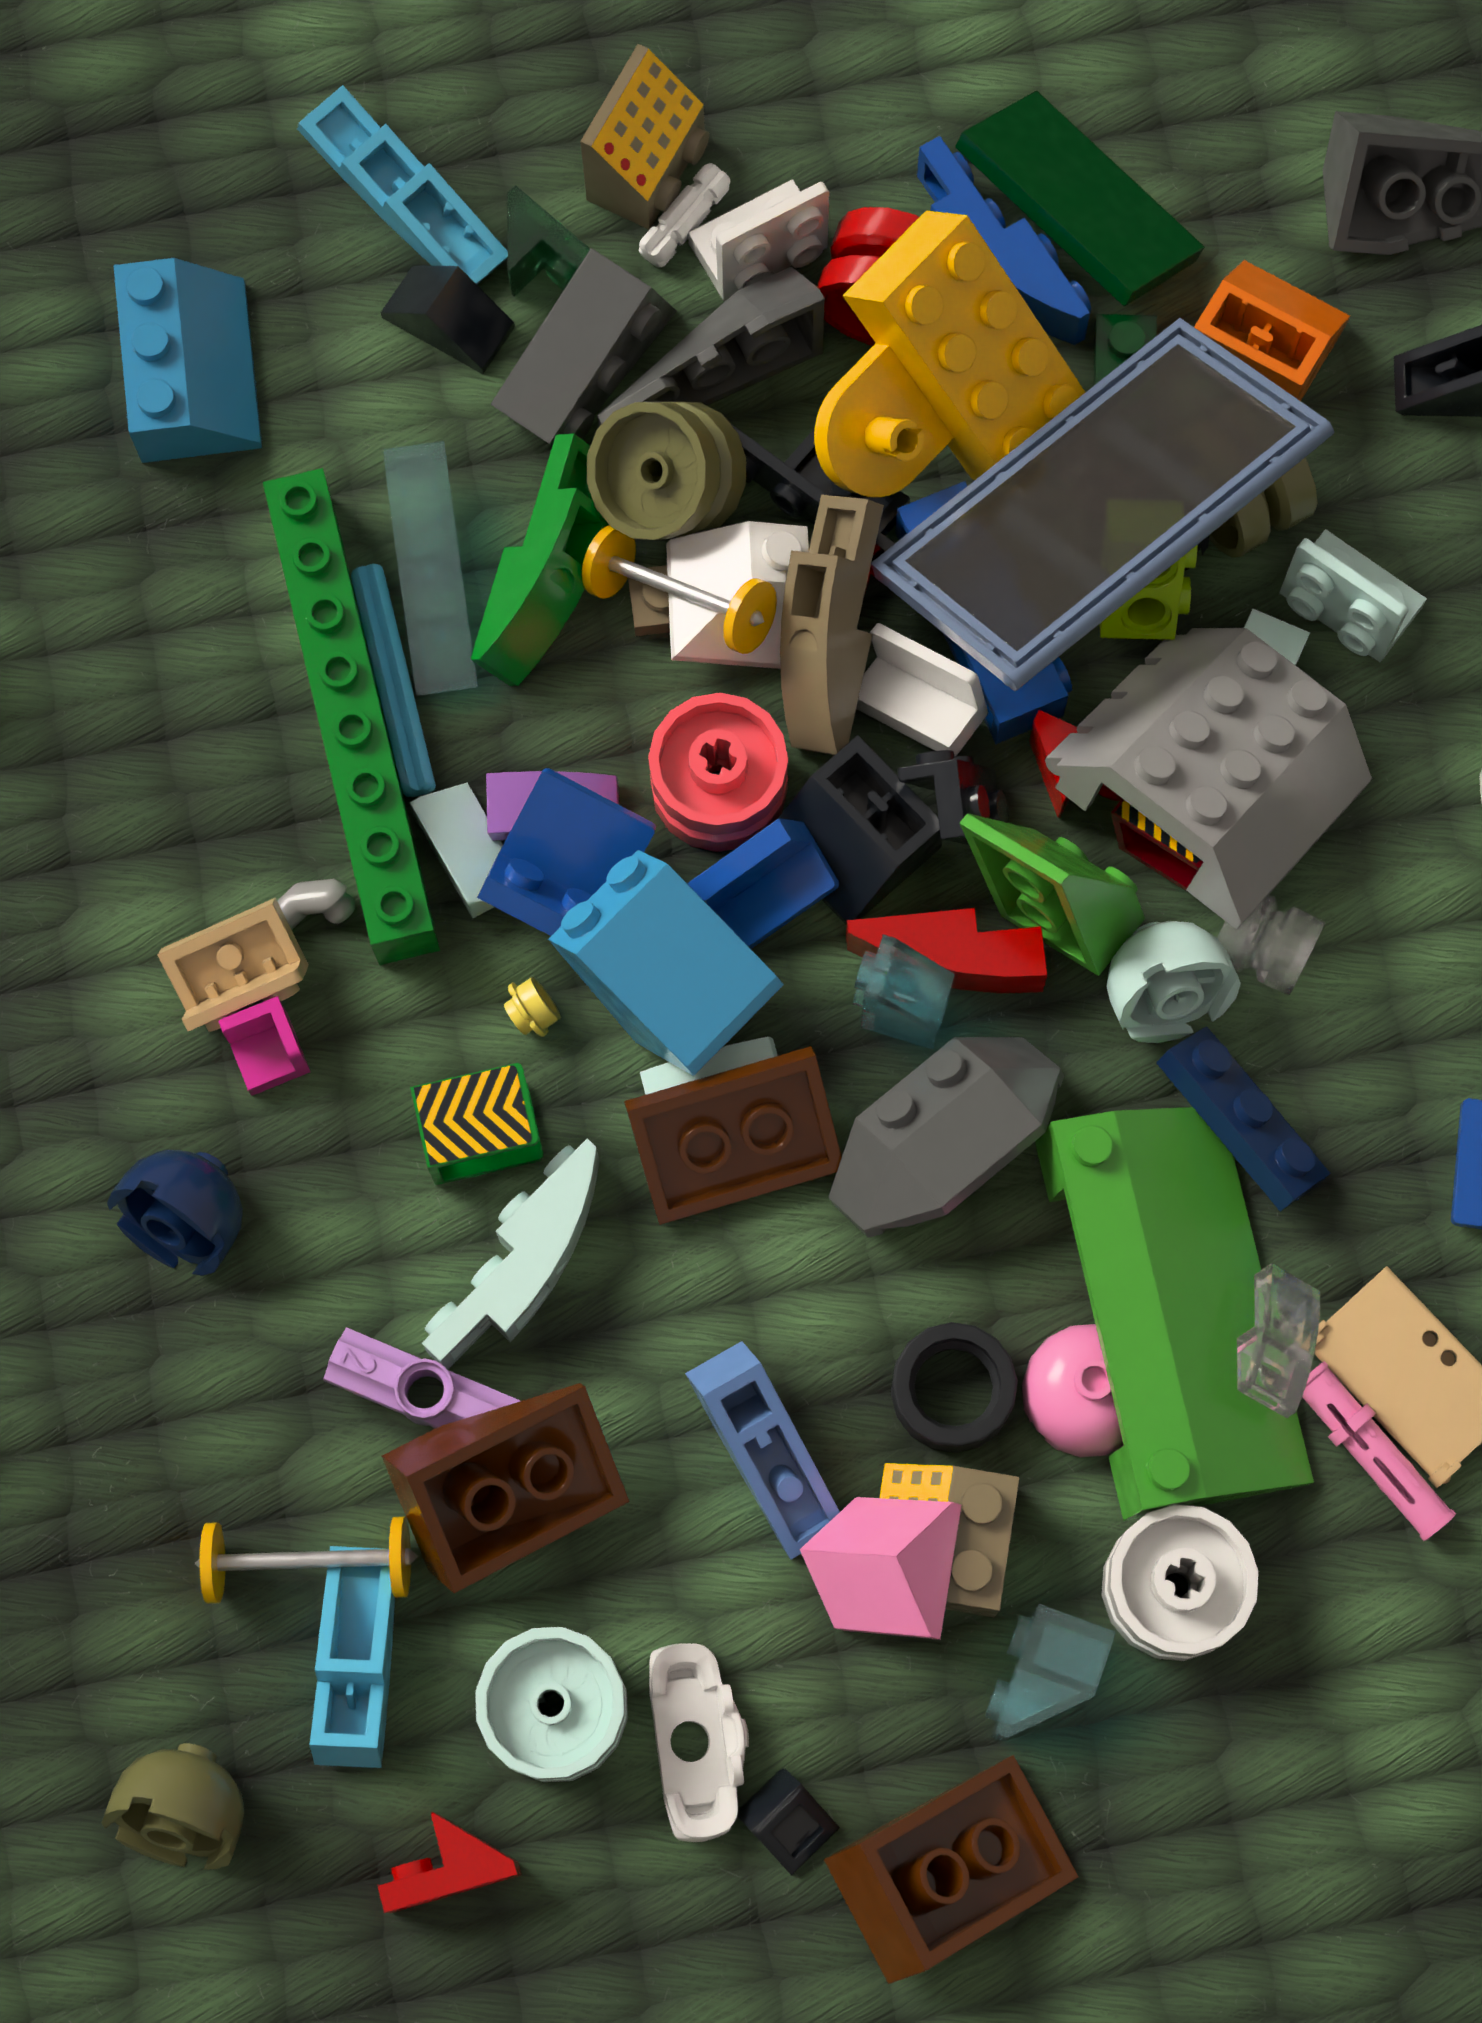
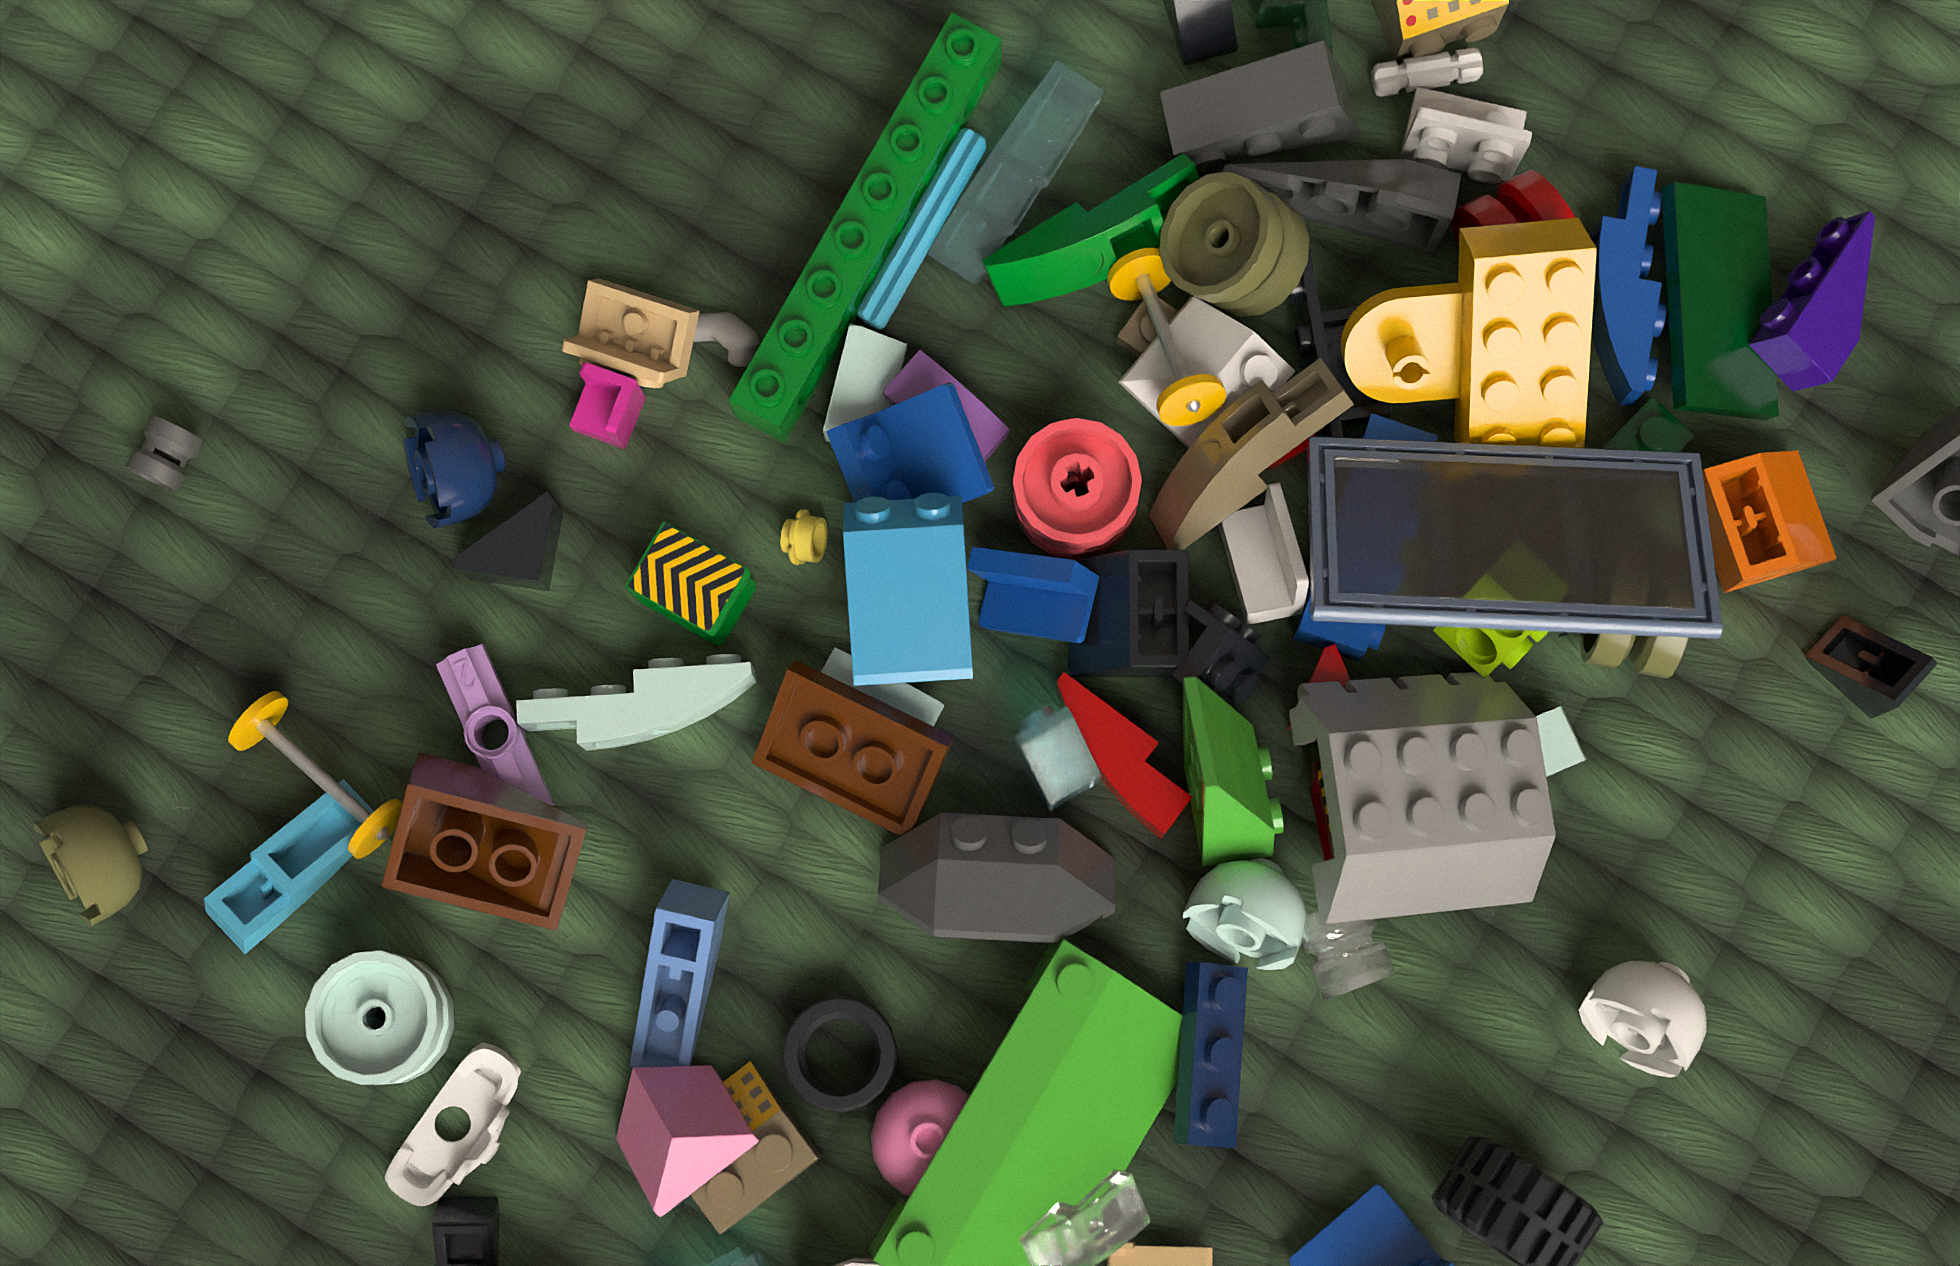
camera: 45 degrees right, 5 degrees up
(301, 1230) = (518, 550): none -> black slope
(467, 1866) = (236, 1068): red slope -> none
(1161, 138) = (1821, 311): none -> dark purple slope
(1350, 595) = (1641, 758): light aqua bracket -> none

